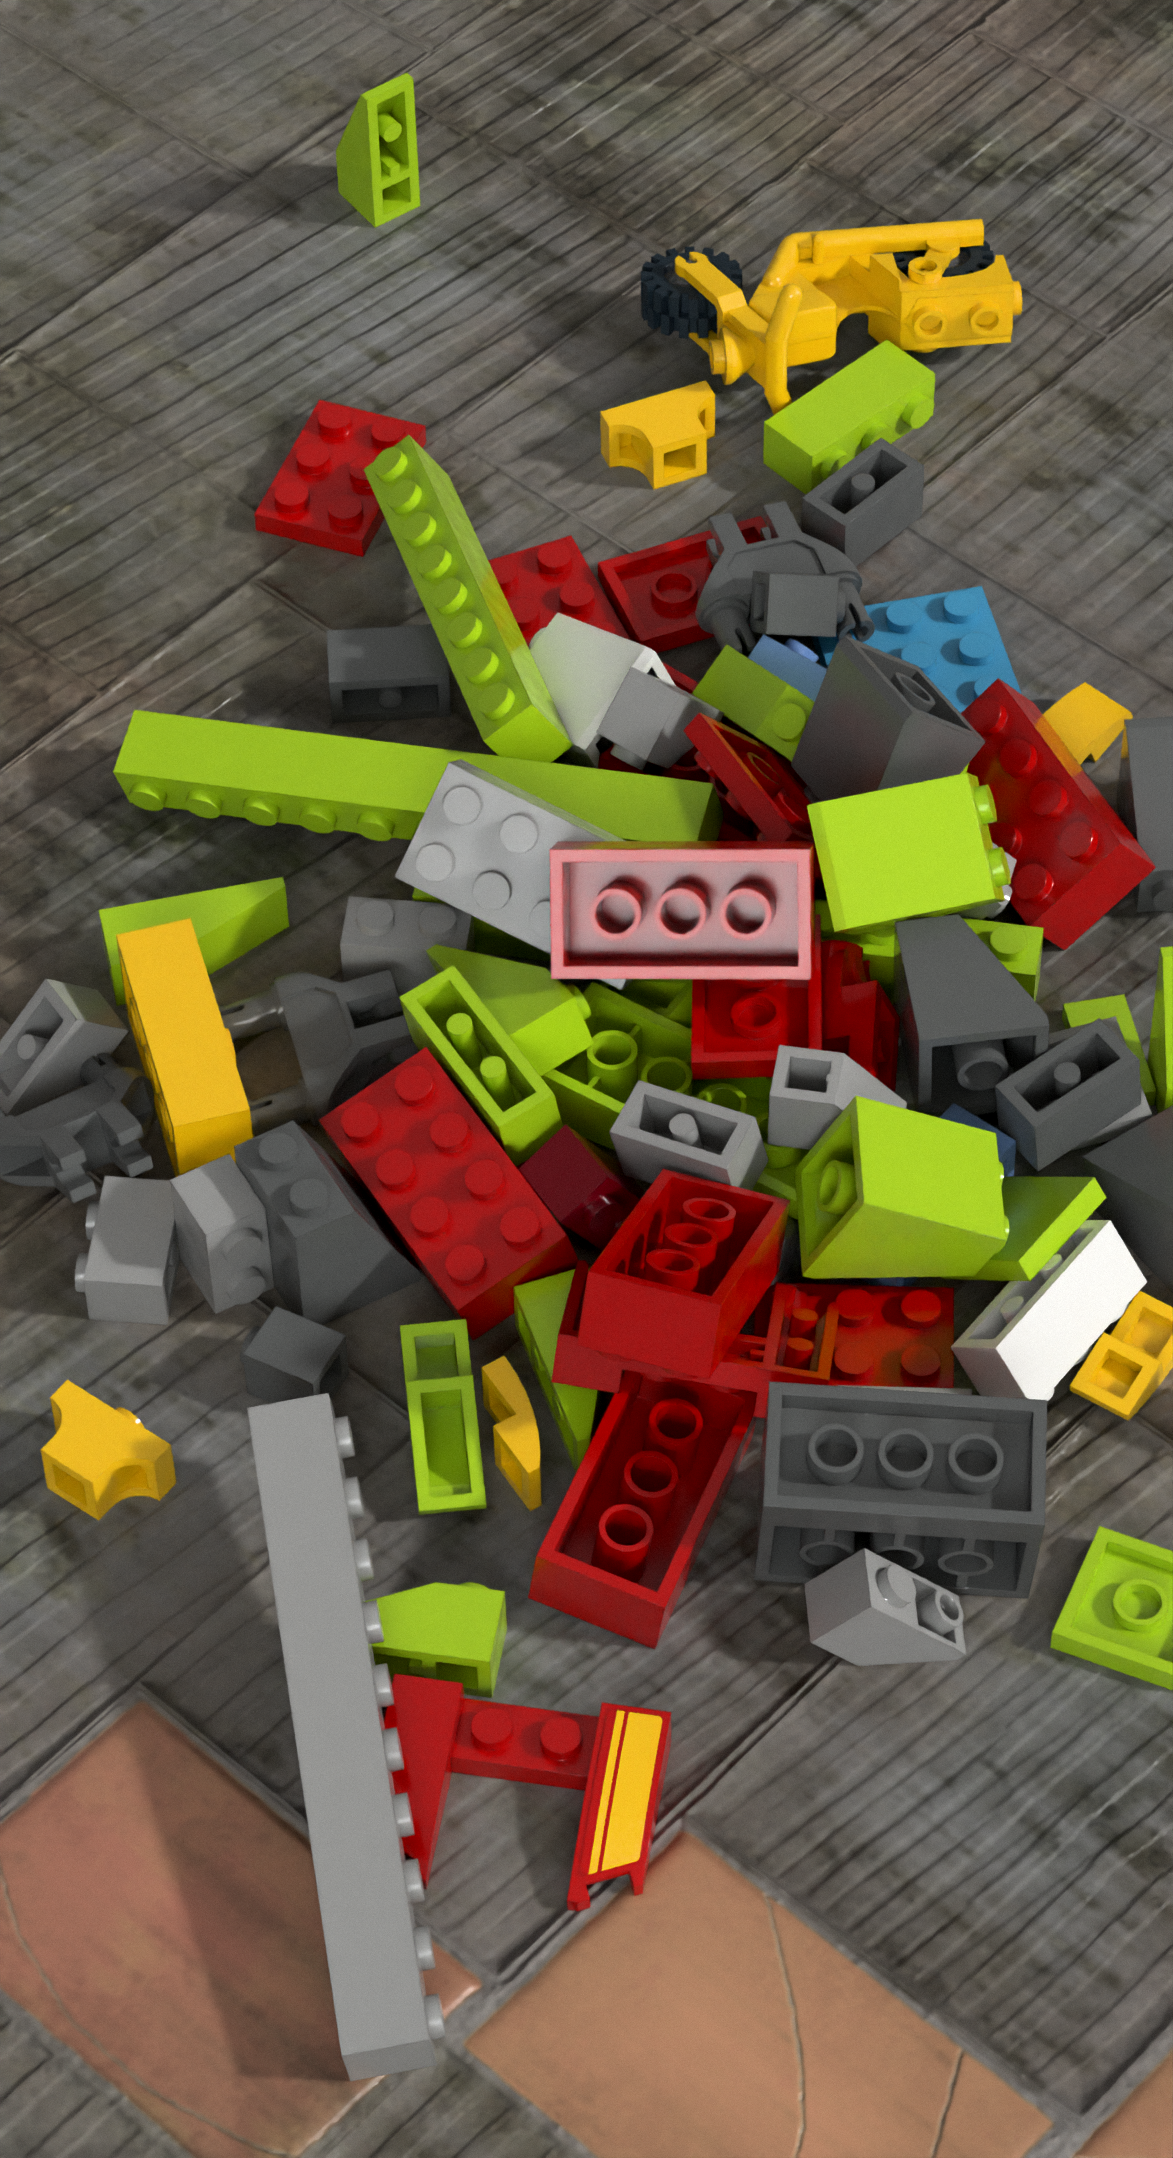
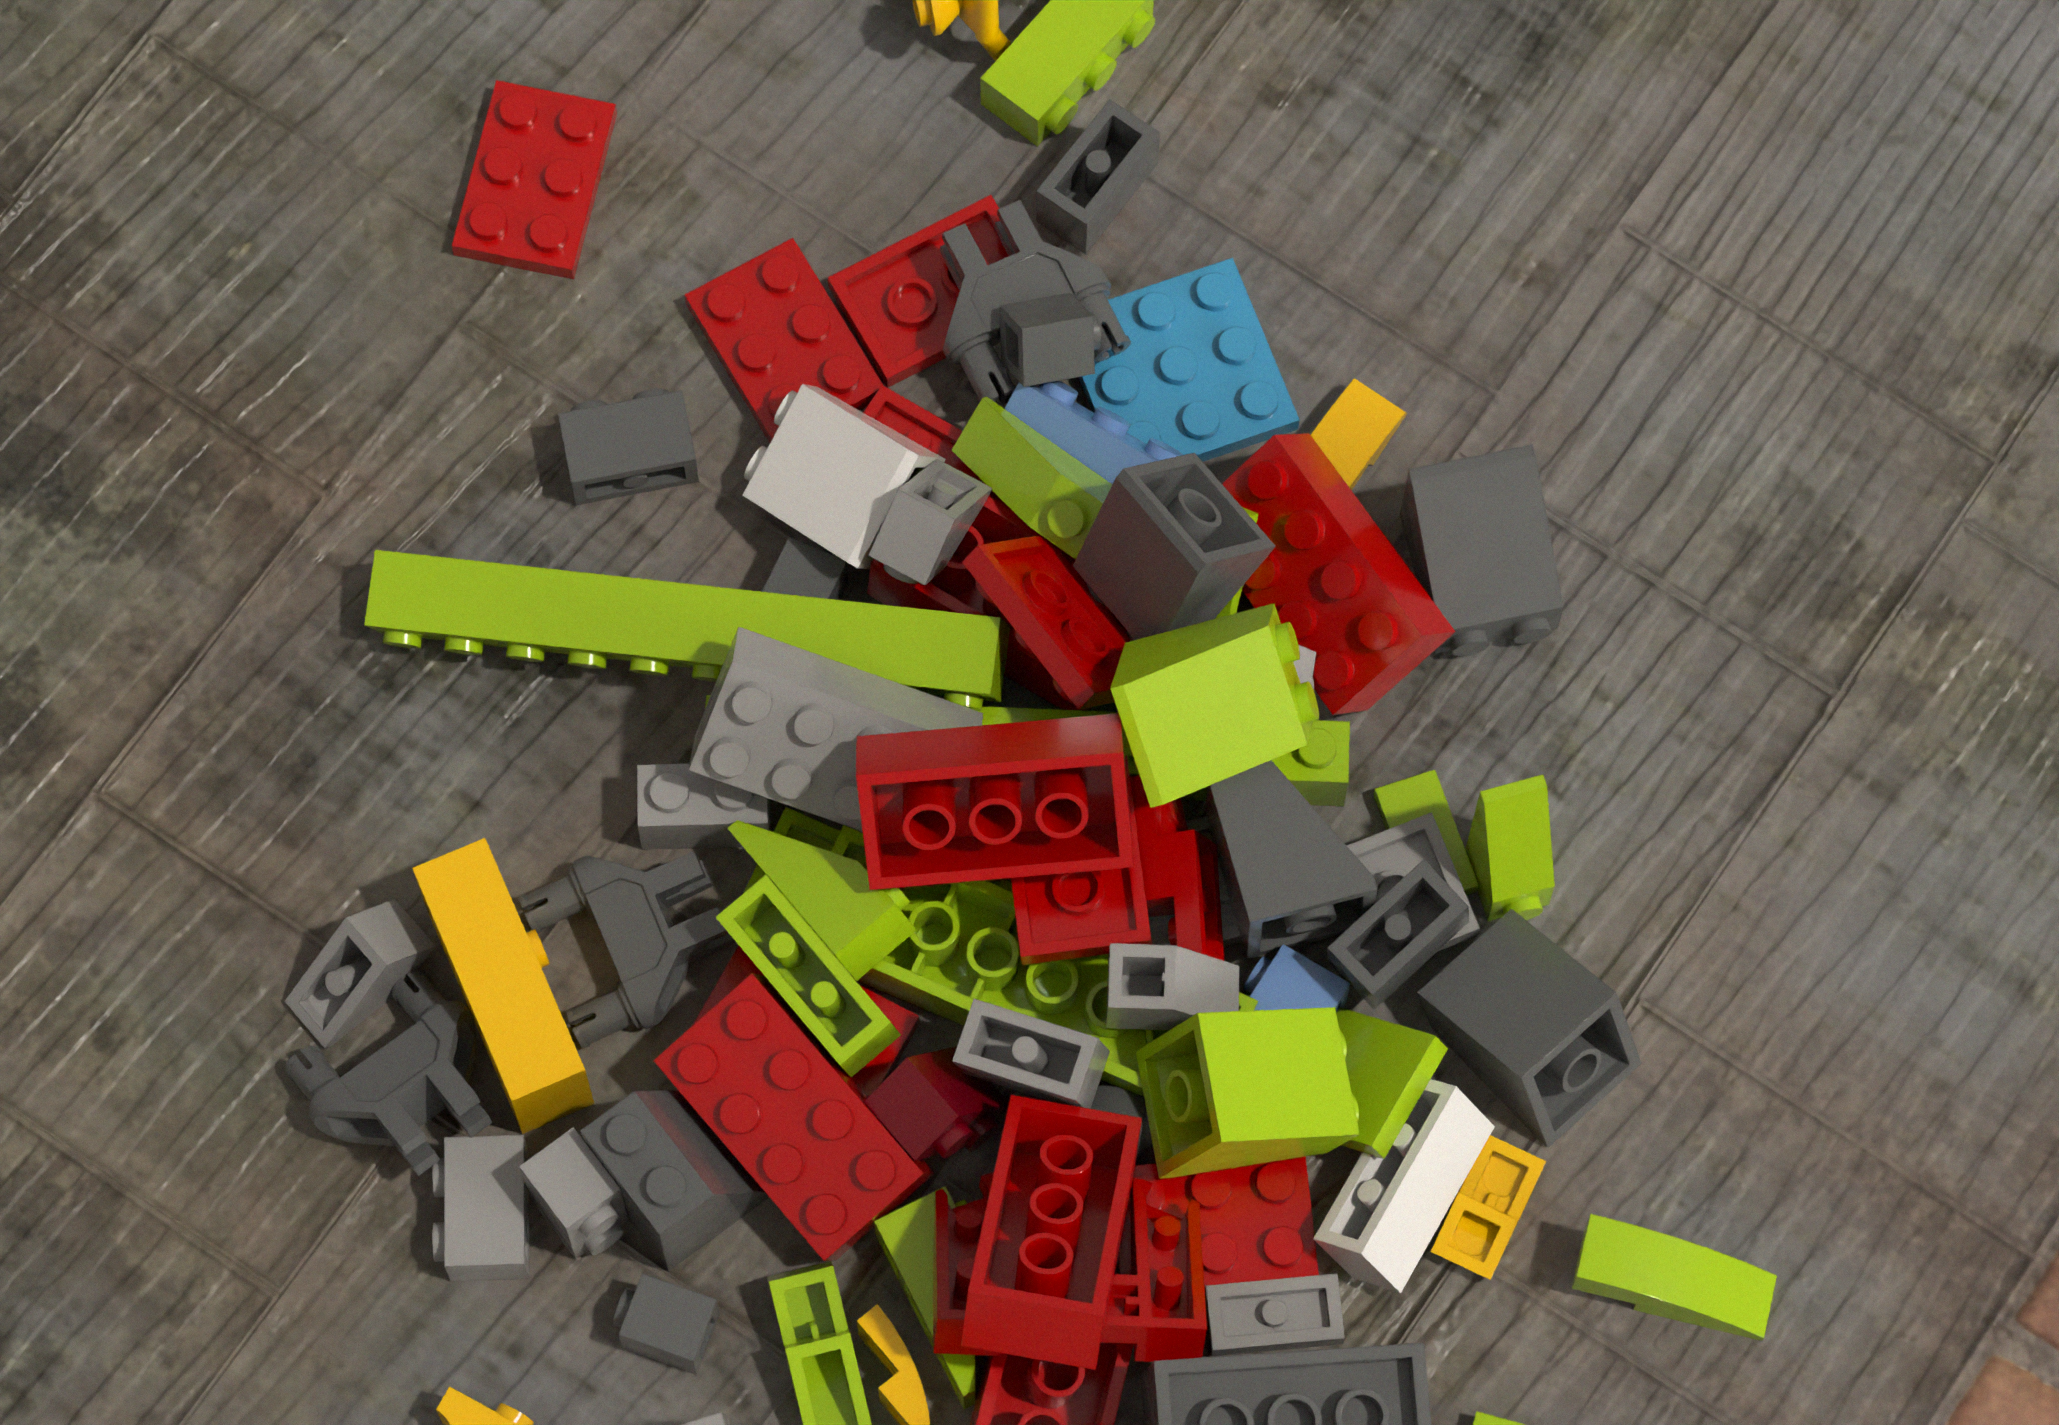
camera: 10 degrees left, 20 degrees up
(224, 920) = (473, 808): lime slope -> none
(466, 606) = (703, 378): lime brick -> none
(661, 434) = (871, 91): yellow brick -> none

